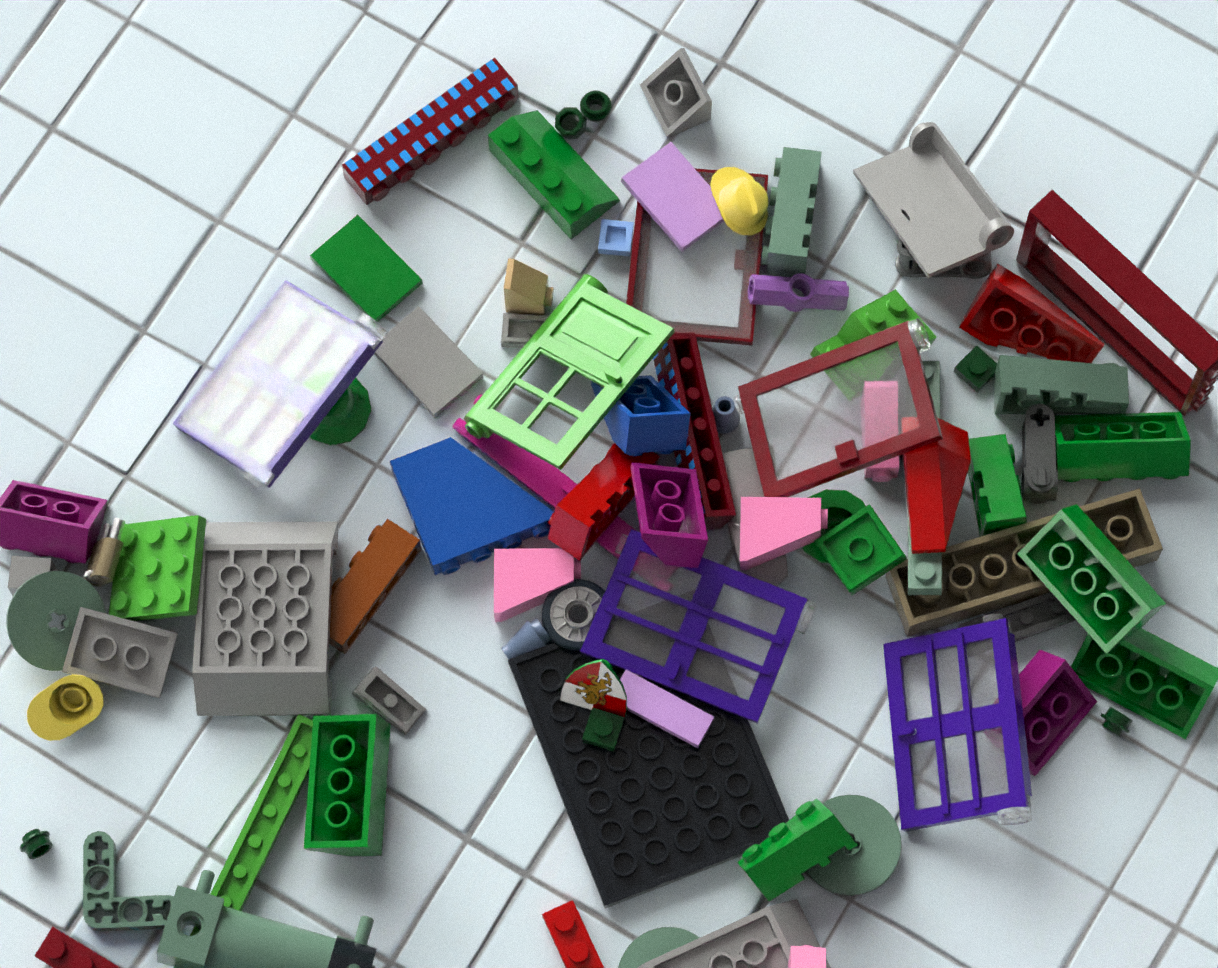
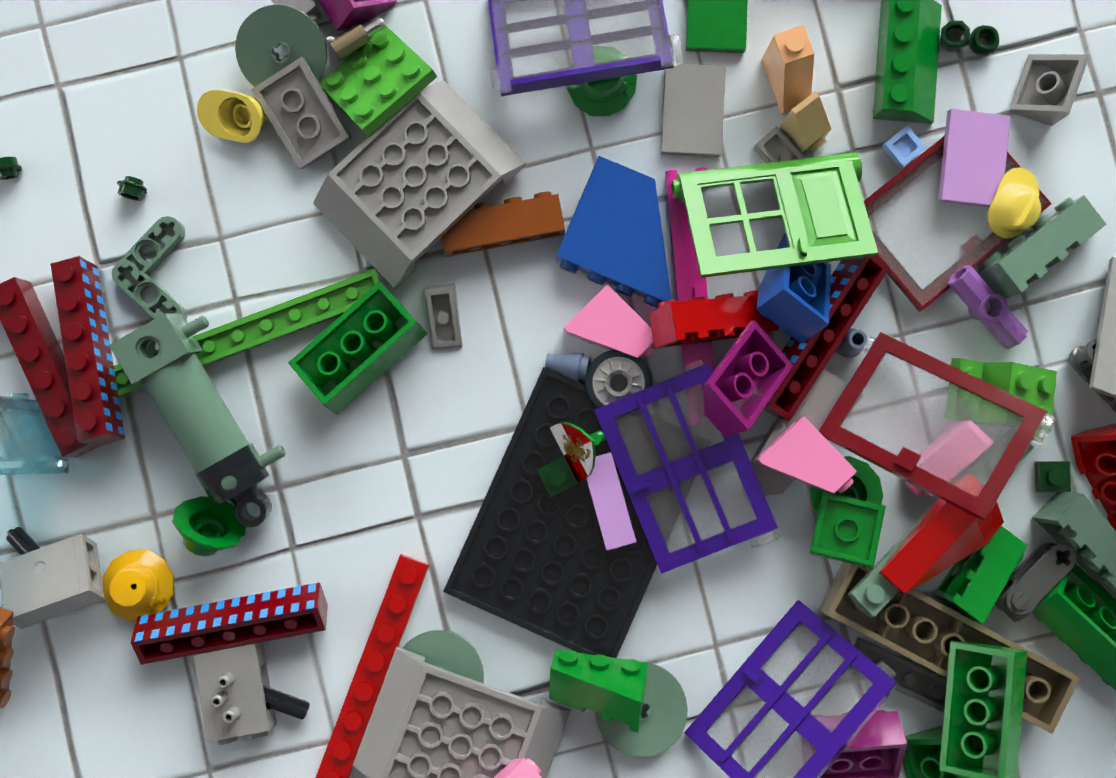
camera: 45 degrees right, 15 degrees up
(470, 261) = (790, 67): none -> light nougat slope

